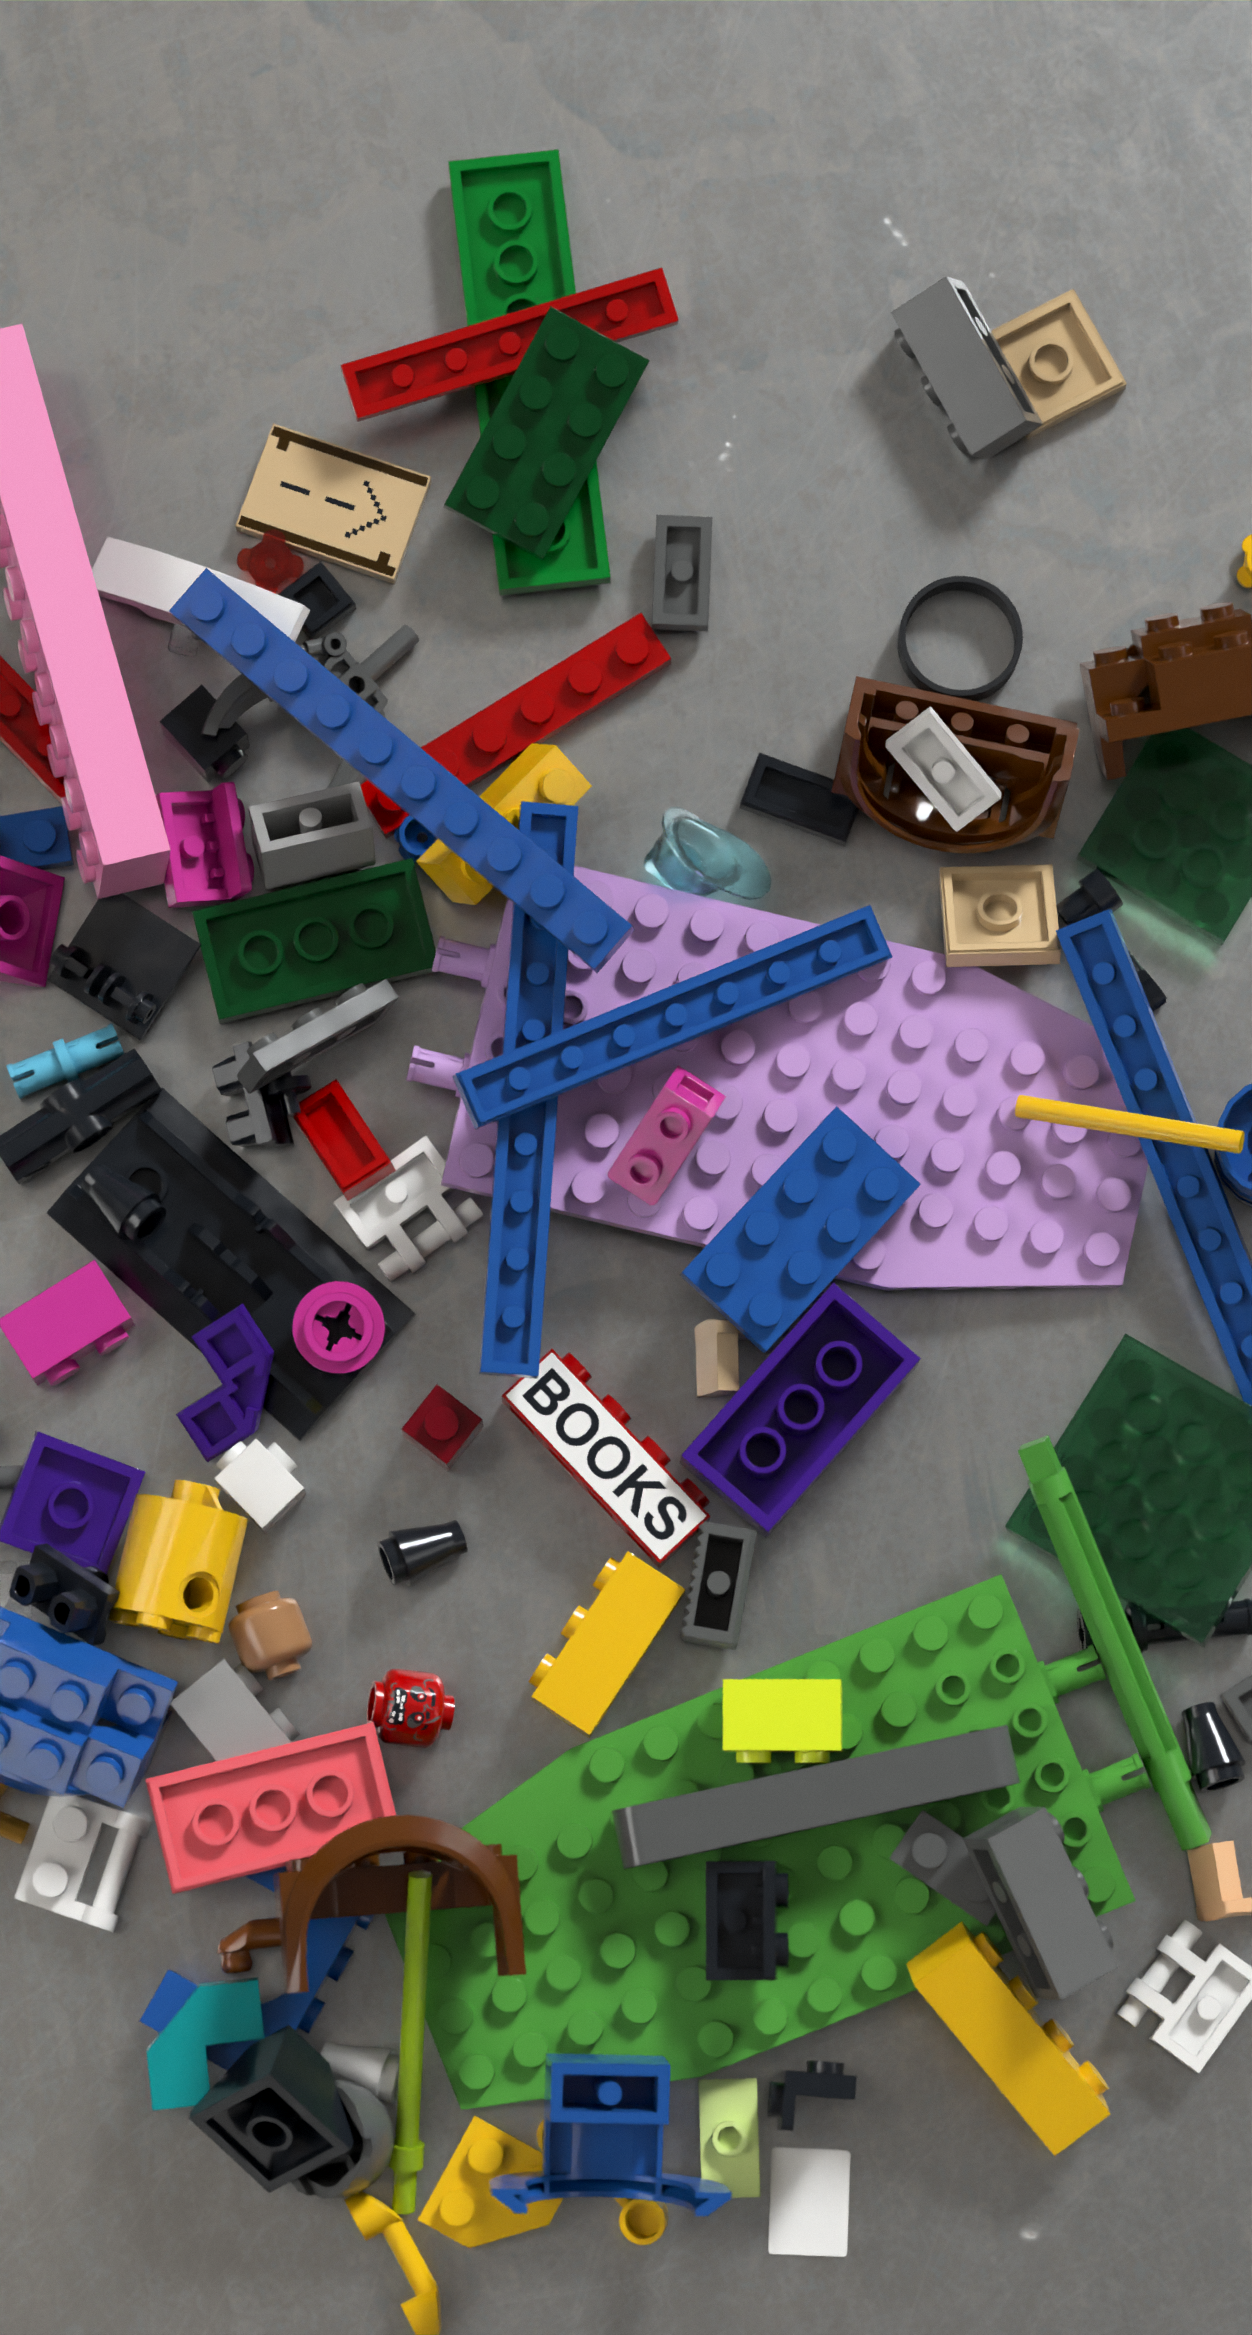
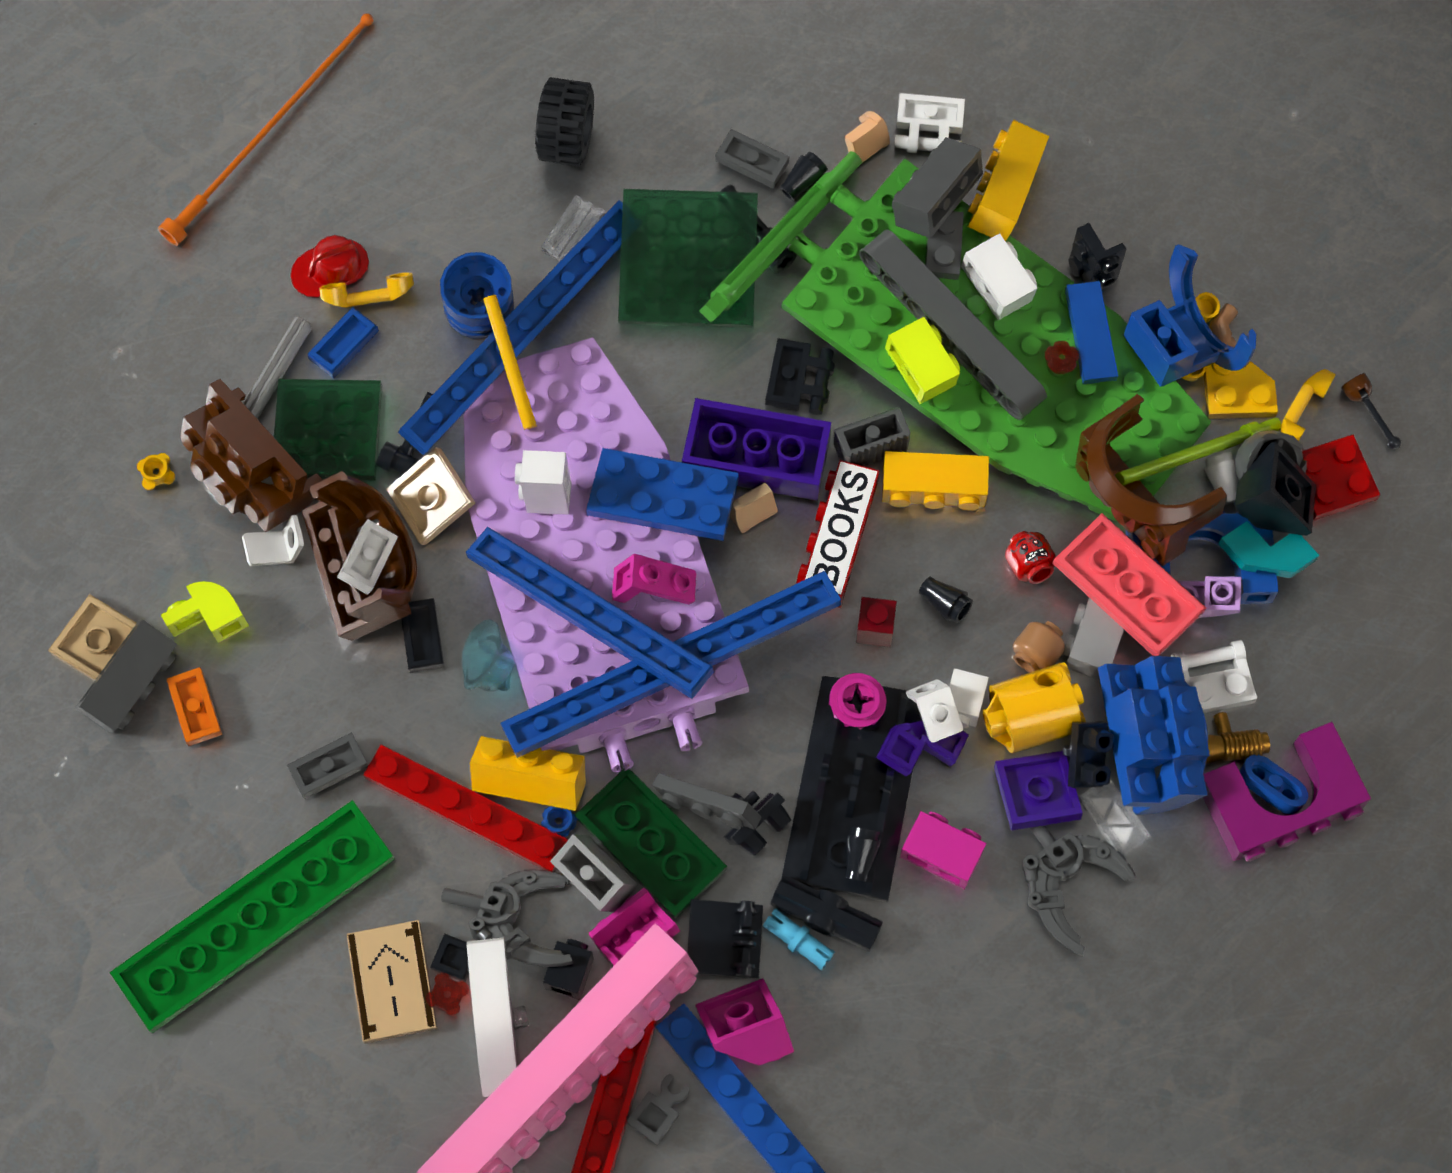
camera: 115 degrees left, 10 degrees down
(198, 1923) = (1217, 594): none -> lavender slope
(251, 1936) = (1195, 568): dark orange arm -> none
(262, 1425) = (936, 709): none -> white bracket
(271, 2241) = (1339, 476): none -> red plate
(342, 1140) = (753, 761): red tile -> none
(398, 1199) = (767, 719): white plate -> none
(402, 771) = (533, 832): blue plate -> none
(499, 344) = (246, 927): red plate -> none
(546, 433) = (288, 874): dark green plate -> none
(597, 2221) = (1220, 324): none -> medium nougat arm
(672, 1918) = (1059, 365): none -> clear red plate
(691, 2006) = (1091, 332): none -> blue tile
(730, 2134) = (1138, 291): yellowish green plate -> none
(743, 1920) = (1034, 324): black bracket -> none
(809, 2202) = (1144, 243): white sticker -> none
(850, 1915) = (999, 276): none -> white brick
(873, 440) = (194, 706): none -> orange plate
(895, 1533) = (789, 372): none -> black plate
(902, 1061) = (544, 482): none -> white brick
(977, 586) = (273, 570): black tyre -> none
(1008, 537) = (208, 604): none -> neon yellow brick
(1053, 661) = (274, 546): none -> white bracket

